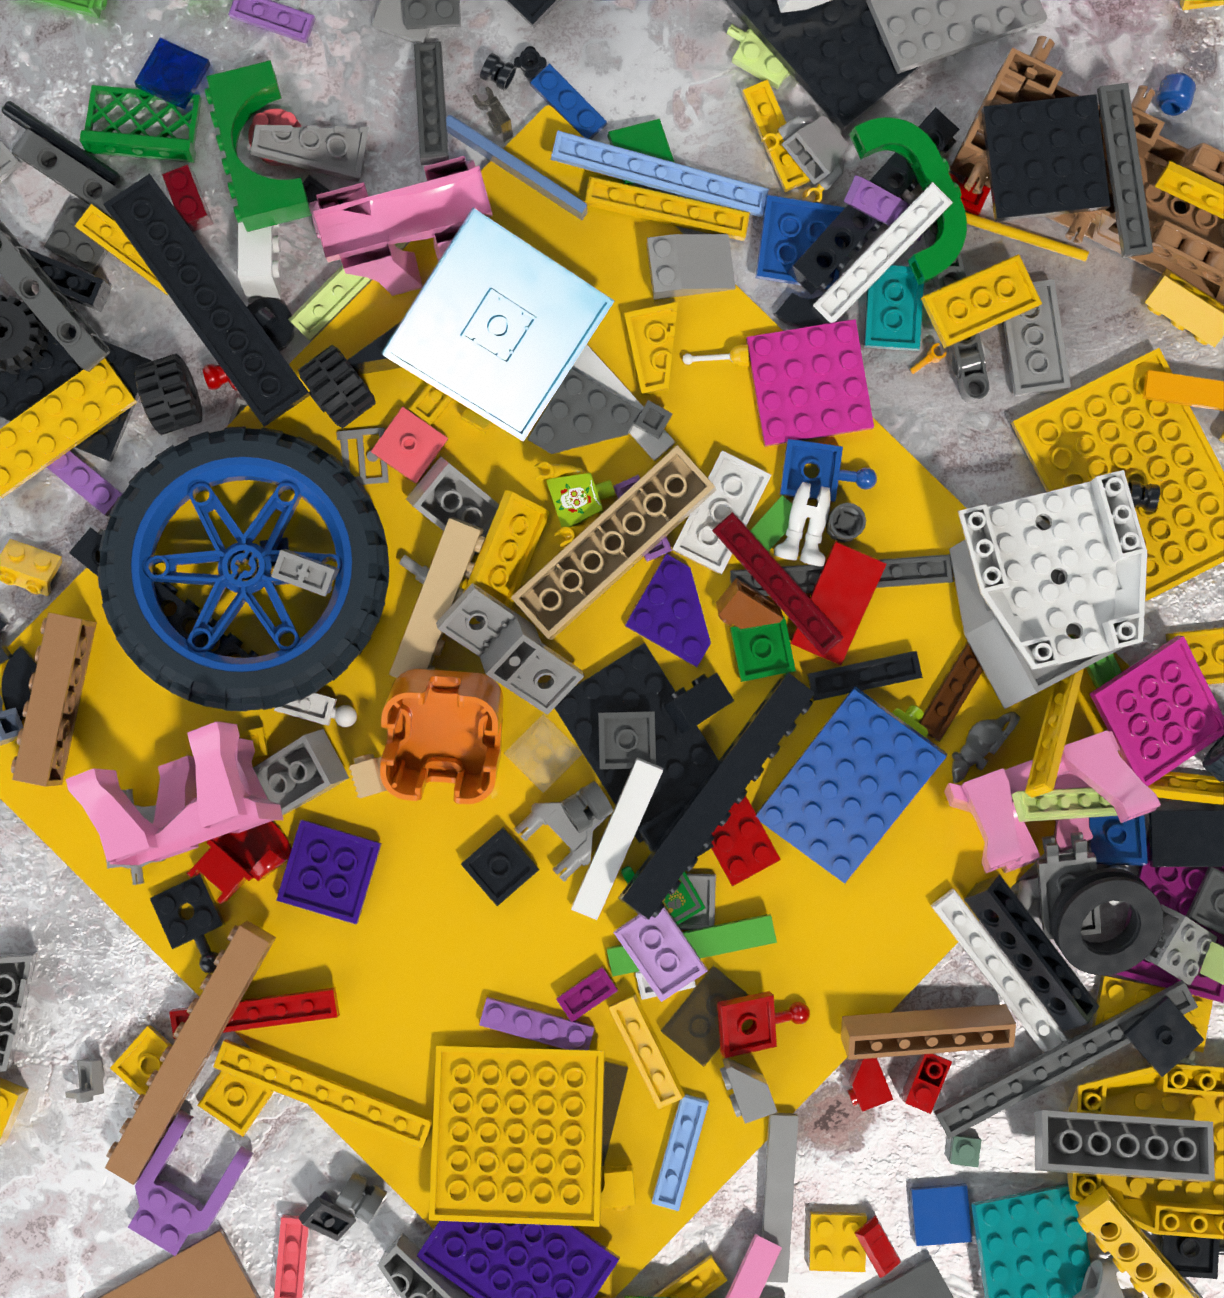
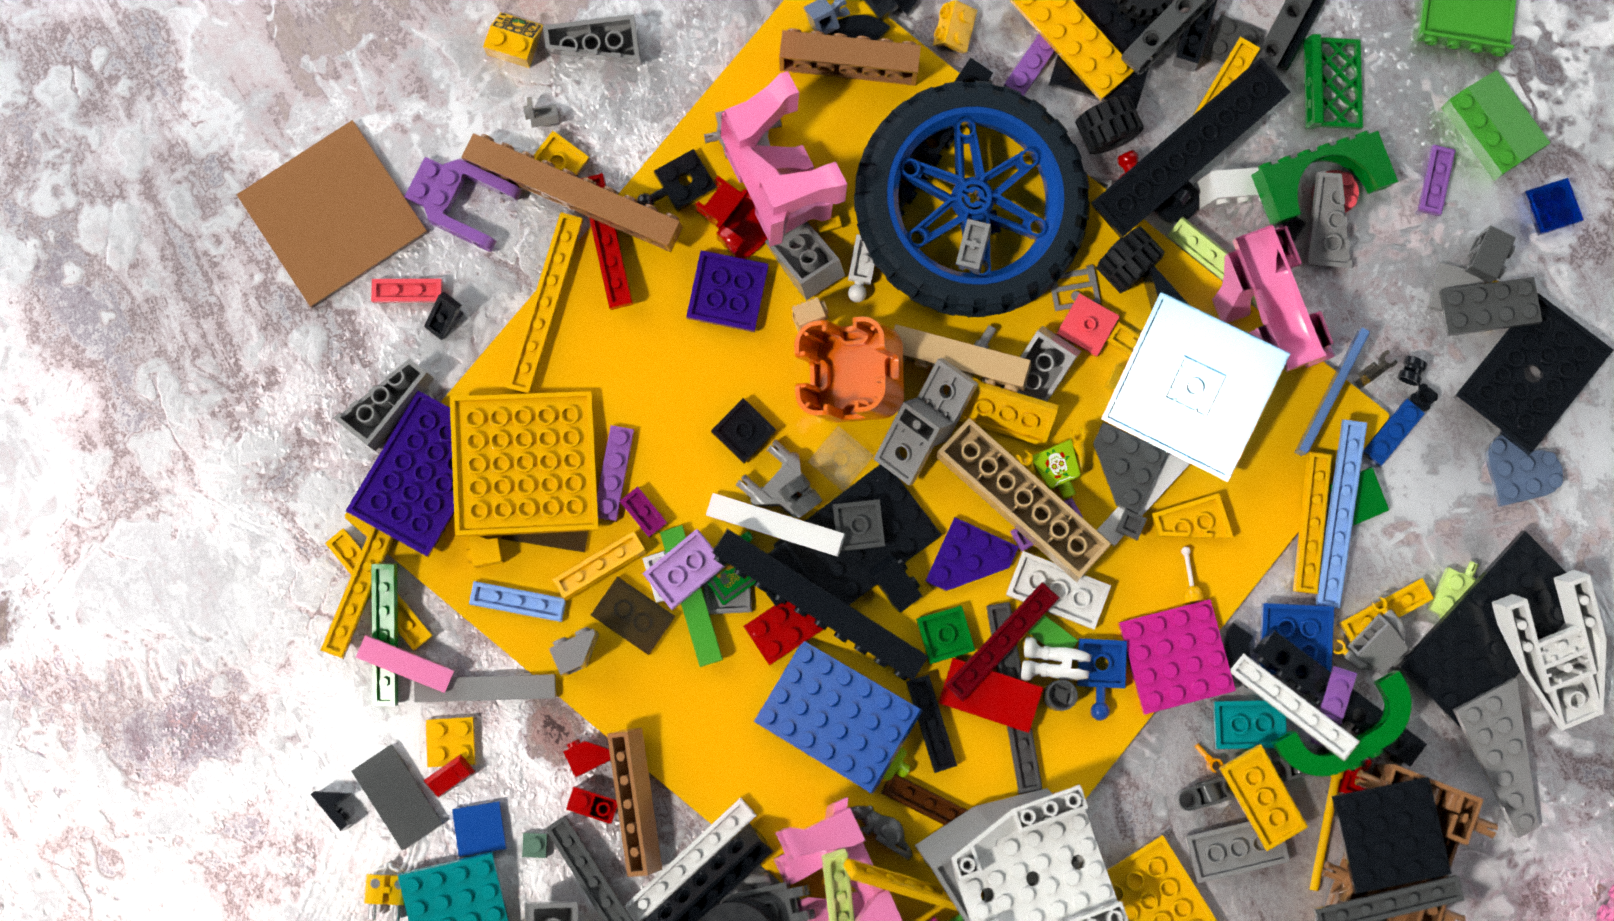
camera: 85 degrees right, 5 degrees down
(172, 73) = (1377, 103): clear blue plate -> none
(188, 197) = (1274, 125): dark red brick -> none
(235, 1101) = (532, 233): yellow tile -> none
(361, 1197) = (461, 341): dark grey wheel -> none
(431, 103) = (1377, 315): dark grey tile -> none
(690, 264) = (1266, 545): light grey slope -> none
(747, 607) = (980, 617): dark orange slope -> none
(763, 1030) = (622, 661): red plate -> none

